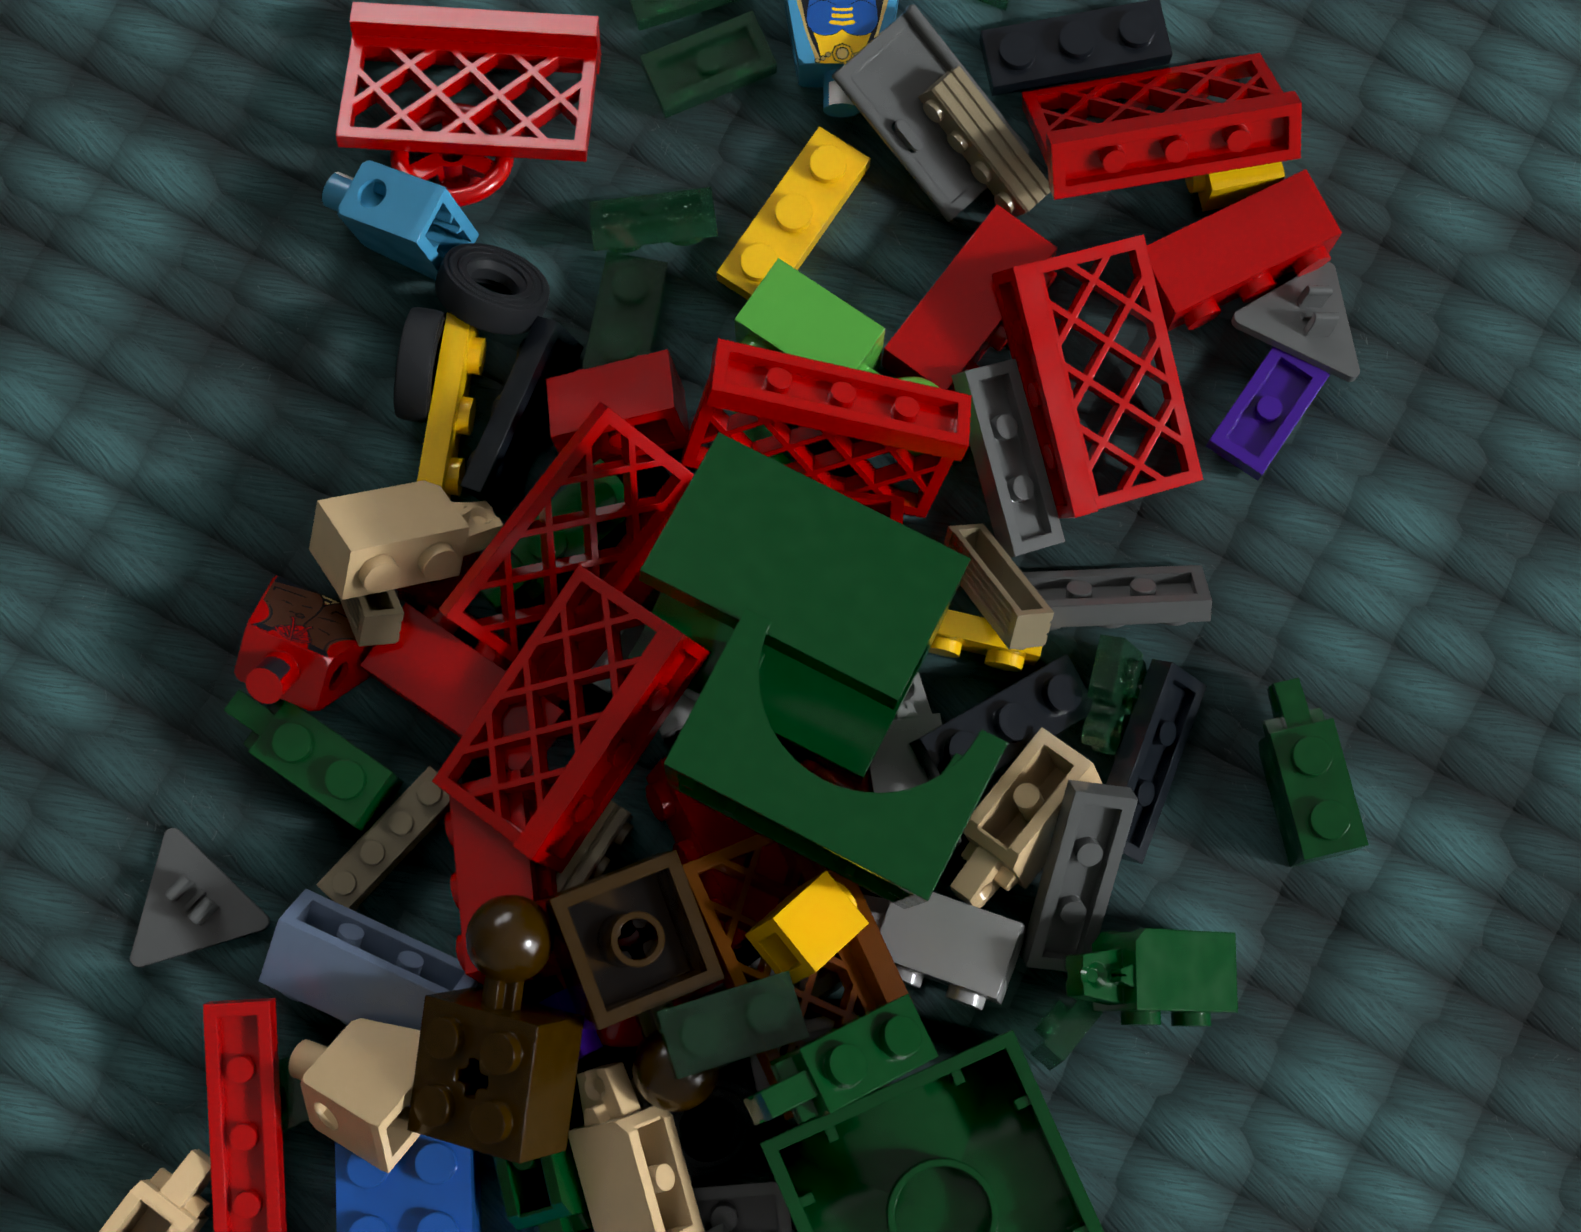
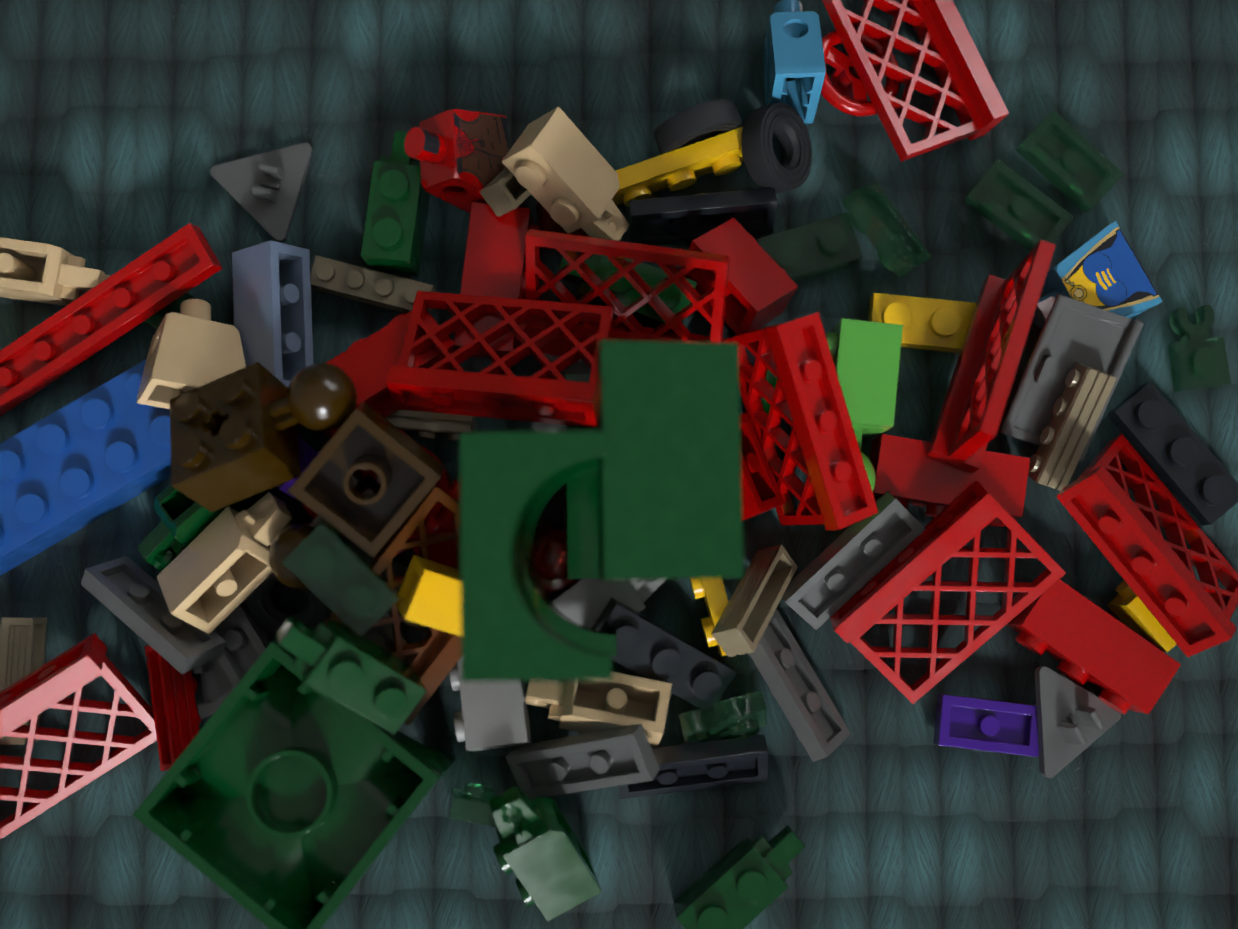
camera: 60 degrees right, 5 degrees up
(868, 189) = (989, 362): none -> red fence

